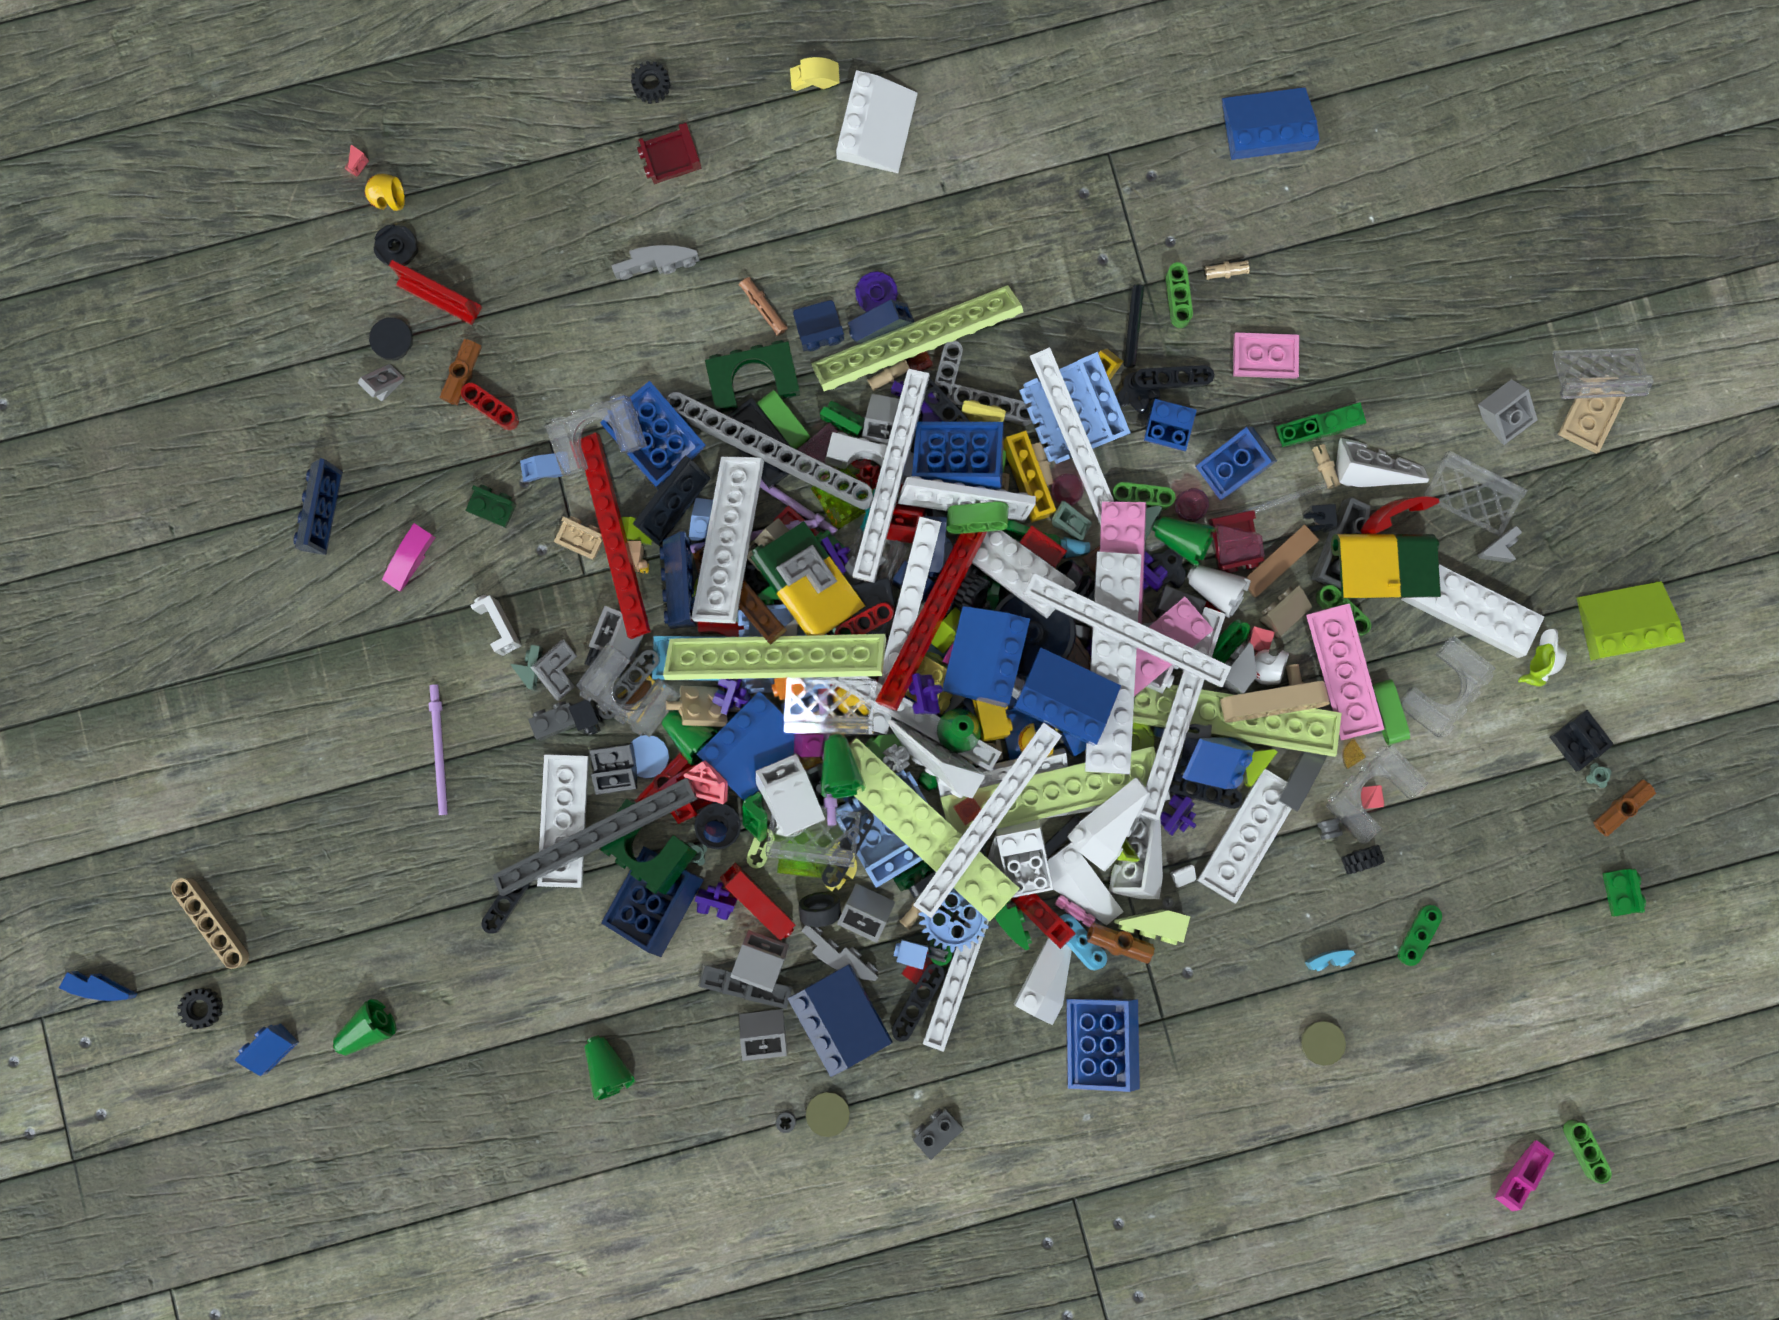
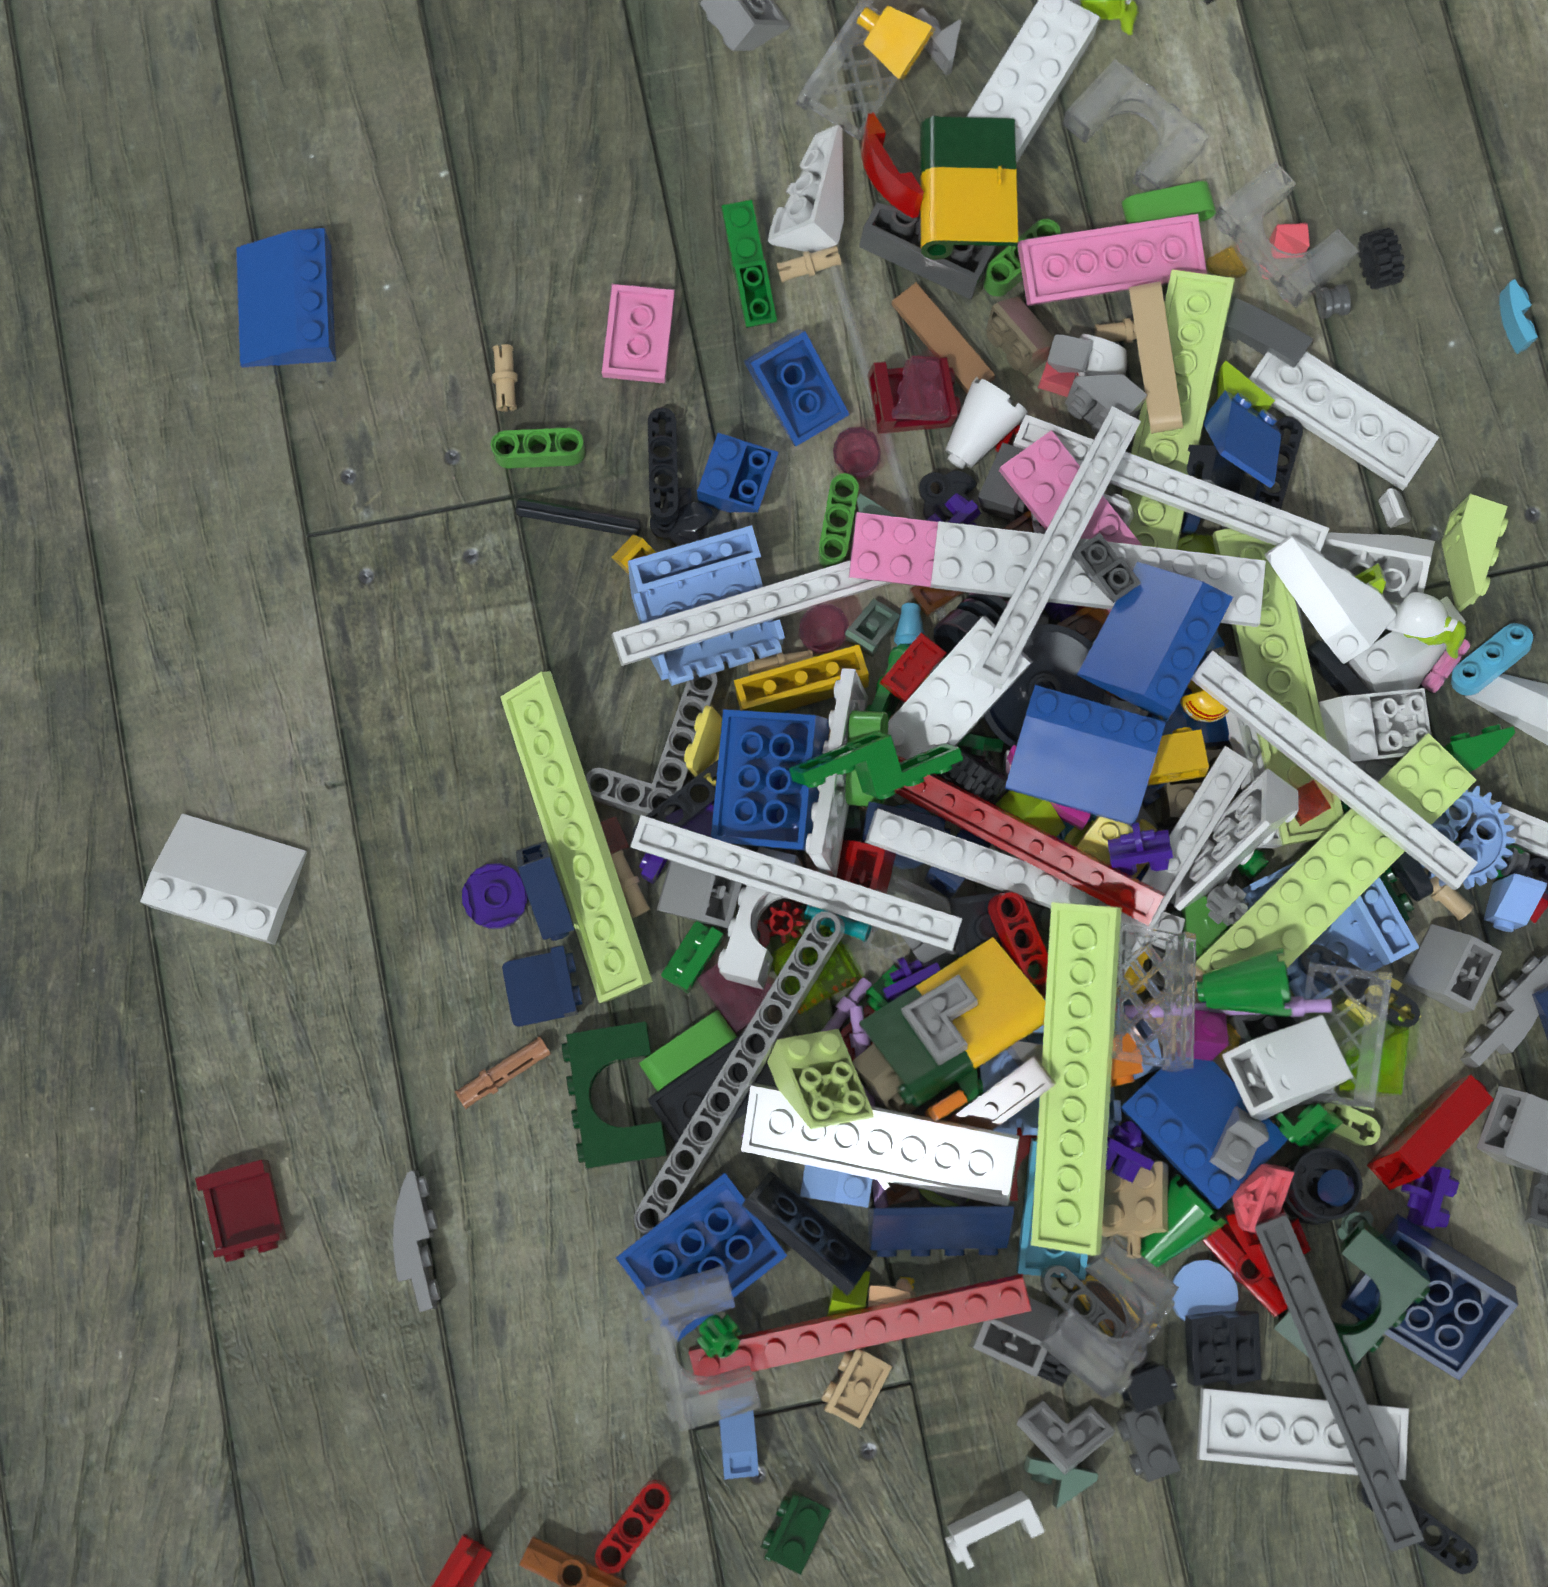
camera: 90 degrees left, 5 degrees down
(604, 447) = (719, 1336): none -> green gear
(650, 70) = (139, 1234): black tyre -> none
(738, 765) = (1238, 1143): none -> light grey slope
(752, 576) = (946, 1106): none -> orange tile
(765, 498) = (819, 1079): none -> yellowish green slope
(816, 72) = (134, 969): light yellow brick -> none
(819, 909) = (1465, 1030): black tyre -> none
(952, 737) = (1193, 804): green cone -> none
(969, 519) = (876, 765): none -> green bracket
(1044, 918) = (1467, 700): red slope -> none
(1100, 892) = (1428, 621): none -> white hair
(1109, 939) = (1493, 615): dark orange piece -> none
(1114, 664) = (1105, 569): none -> dark grey slope
(1183, 807) = (1297, 500): dark purple hips -> none
(1185, 537) = (908, 463): green cone -> none
(1230, 640) = (1052, 410): green plate -> none
(1272, 642) = (1069, 354): none -> light grey slope
(1323, 516) = (887, 270): black hinge -> none
(1412, 942) = (1468, 195): green plate -> none
(1495, 513) = (895, 38): none -> yellow torso

